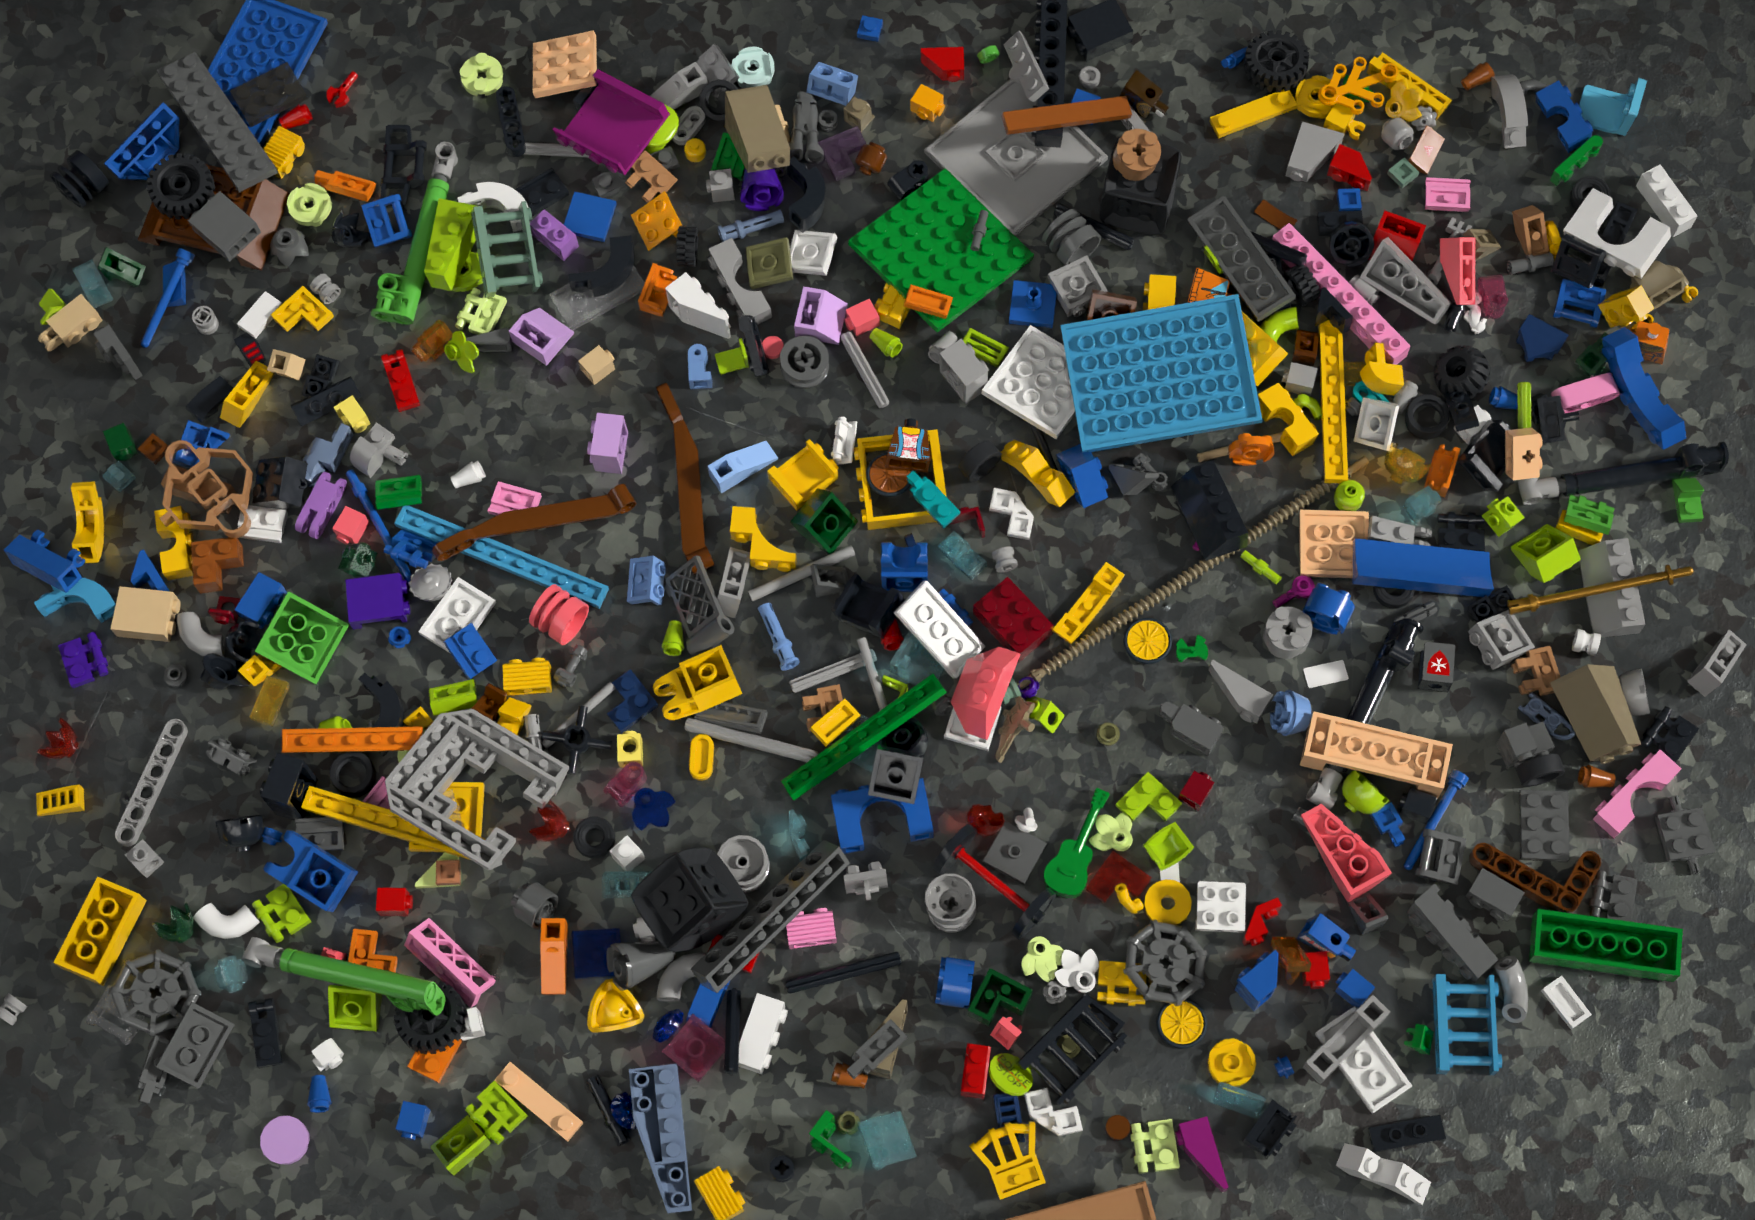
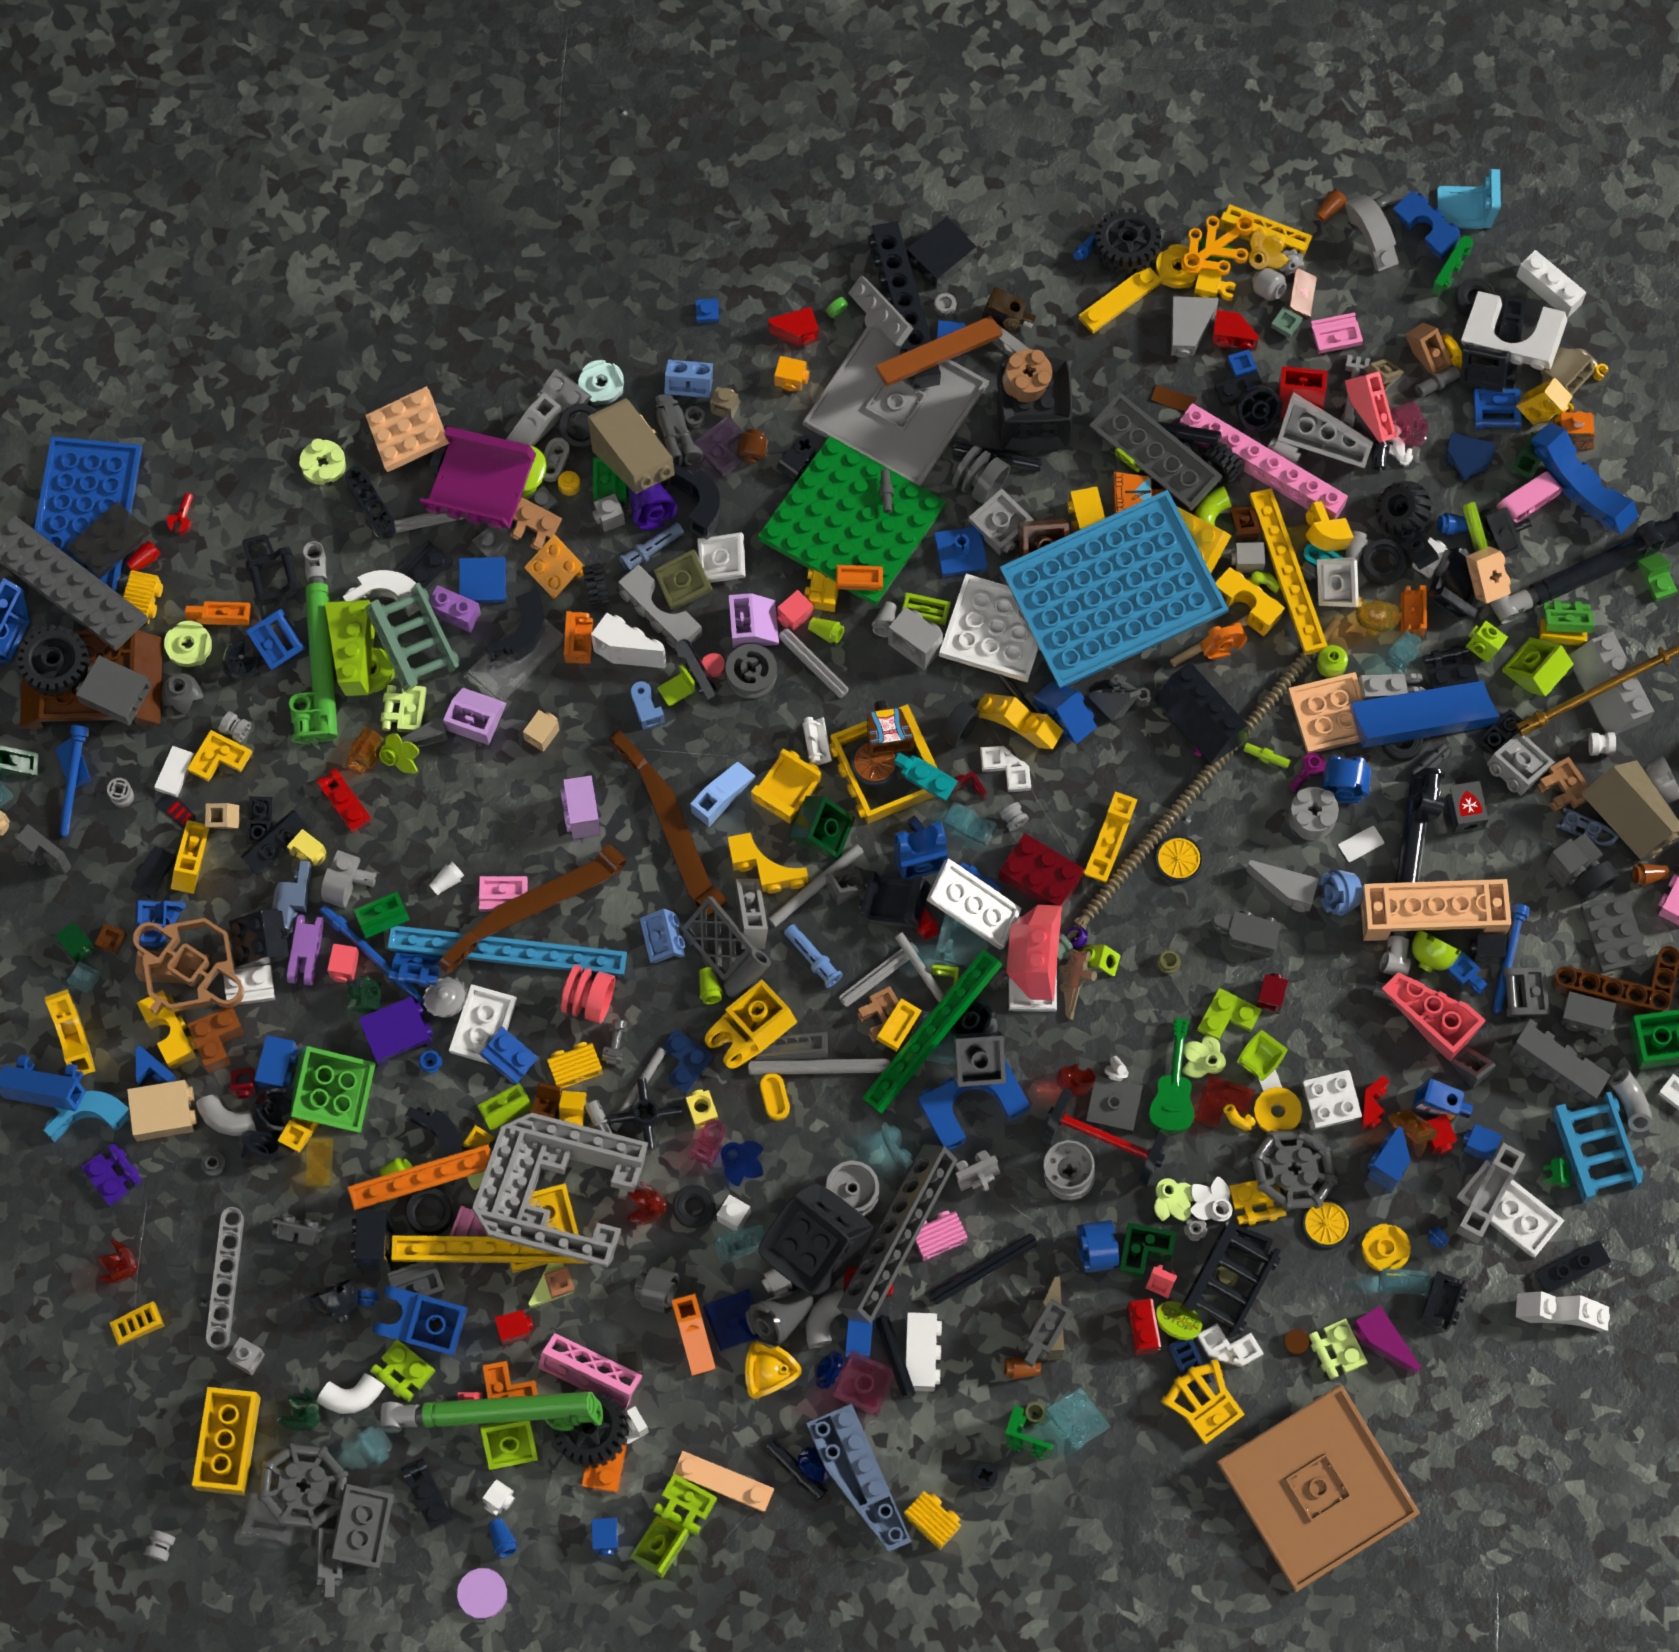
camera: 20 degrees left, 0 degrees up
(1199, 650) = (1231, 855): green piece -> none
(1331, 309) = (1258, 479): black slope -> none

